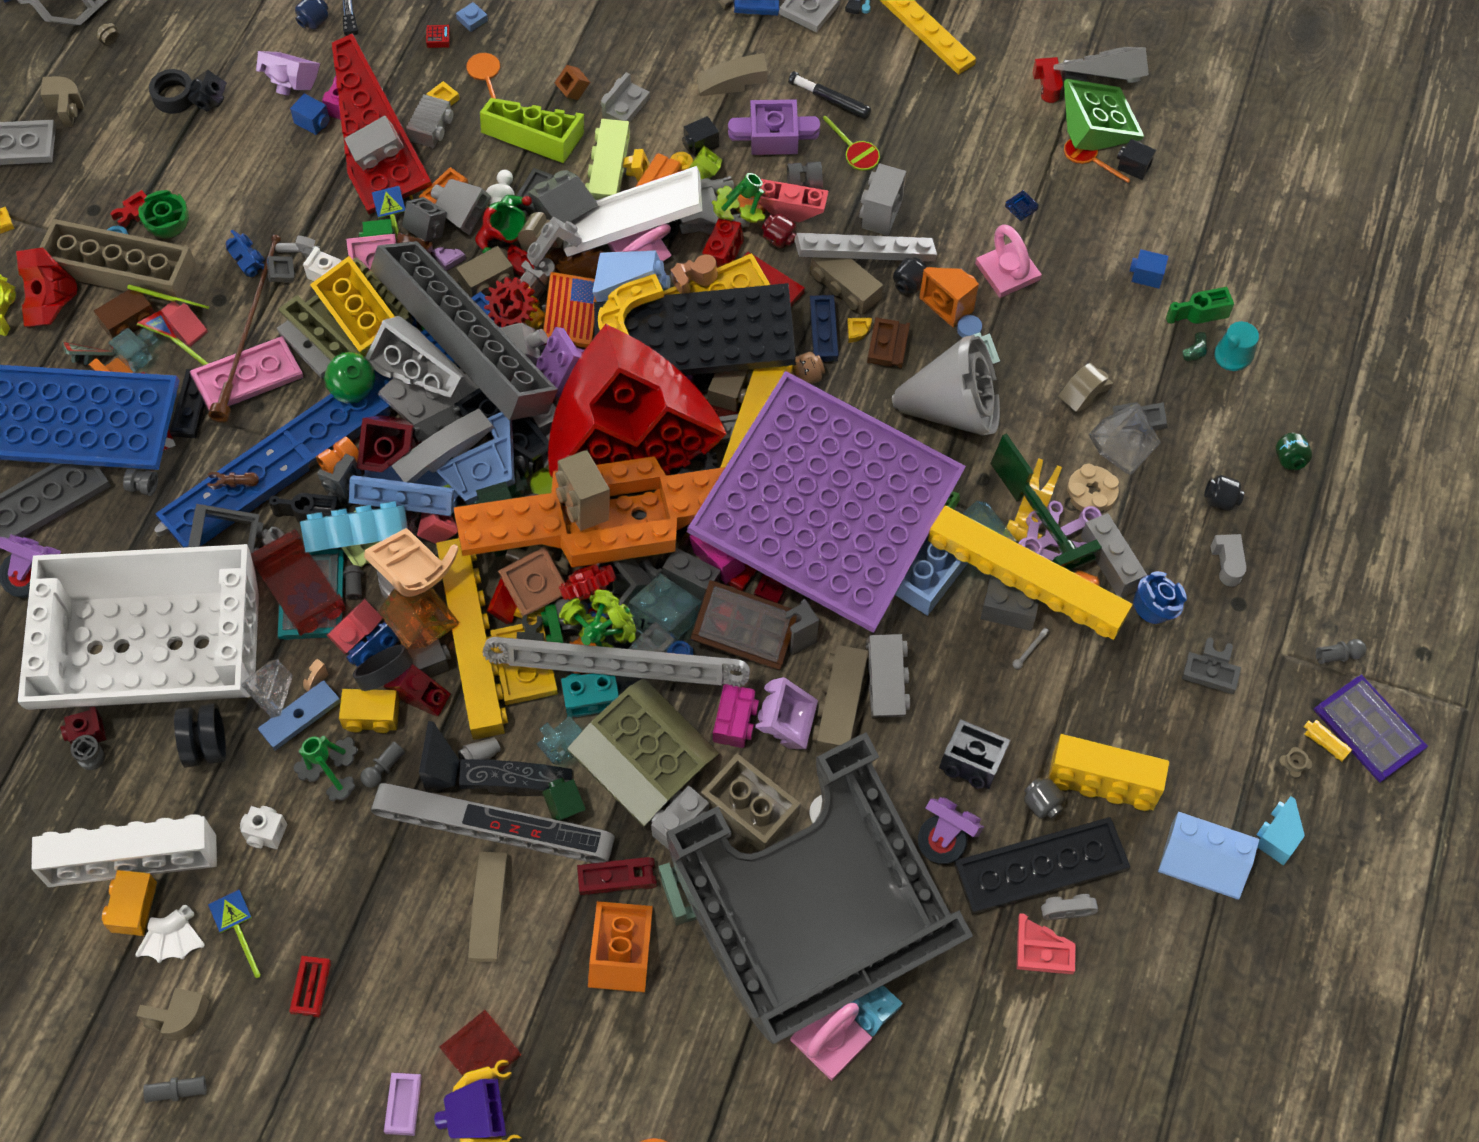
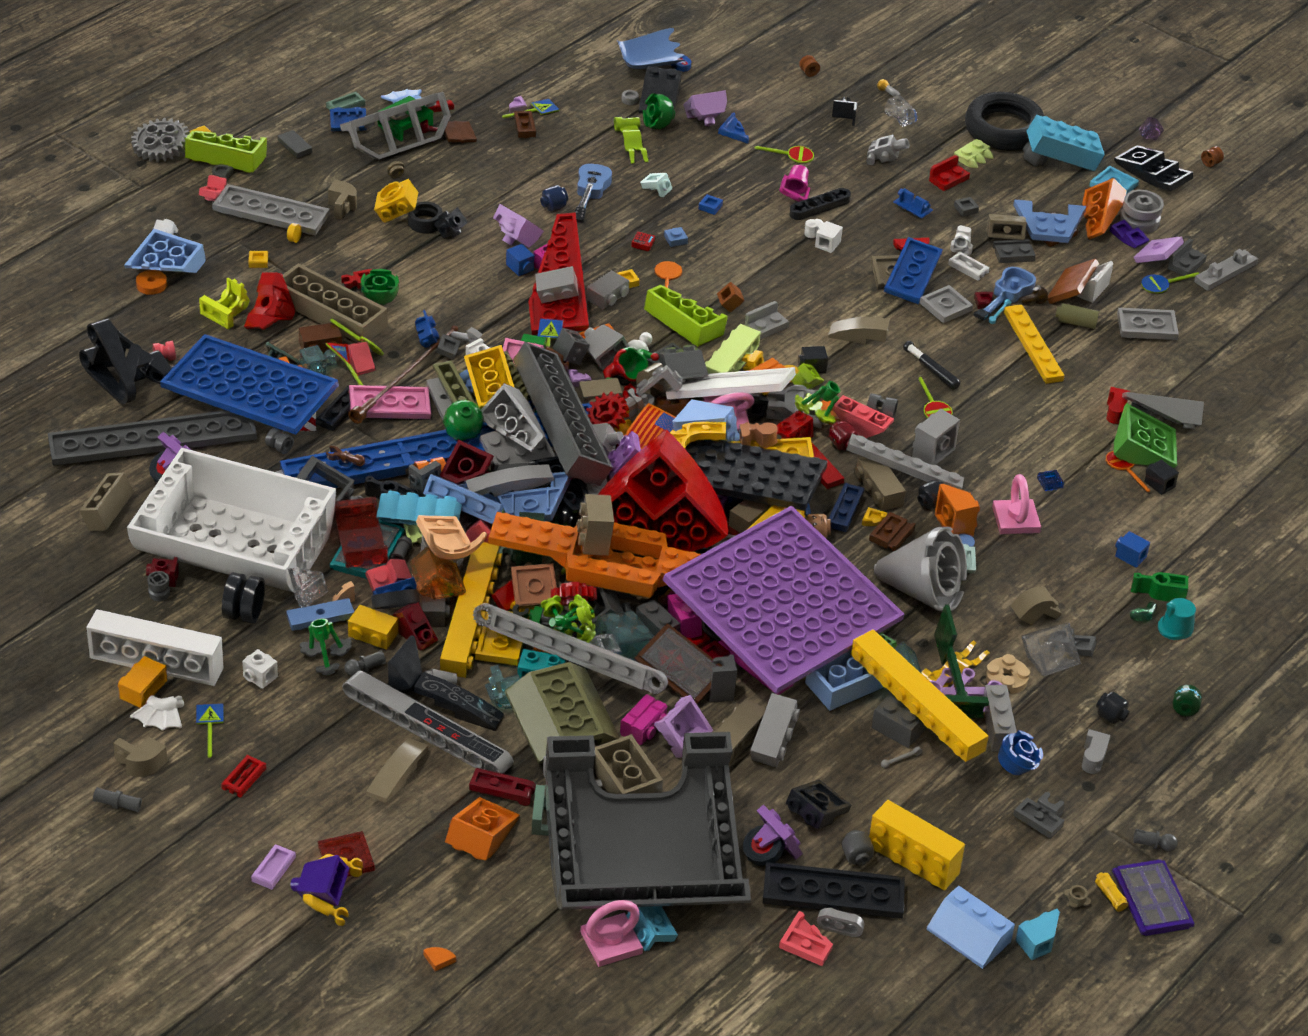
camera: 20 degrees right, 20 degrees down
(25, 169) = (294, 232): none -> yellow tile
(129, 82) = (396, 200): none -> yellow brick
(323, 312) = (466, 379): none -> medium blue arm
(563, 799) = (487, 723): dark green brick -> none
(774, 116) = (874, 369): medium lavender brick -> none

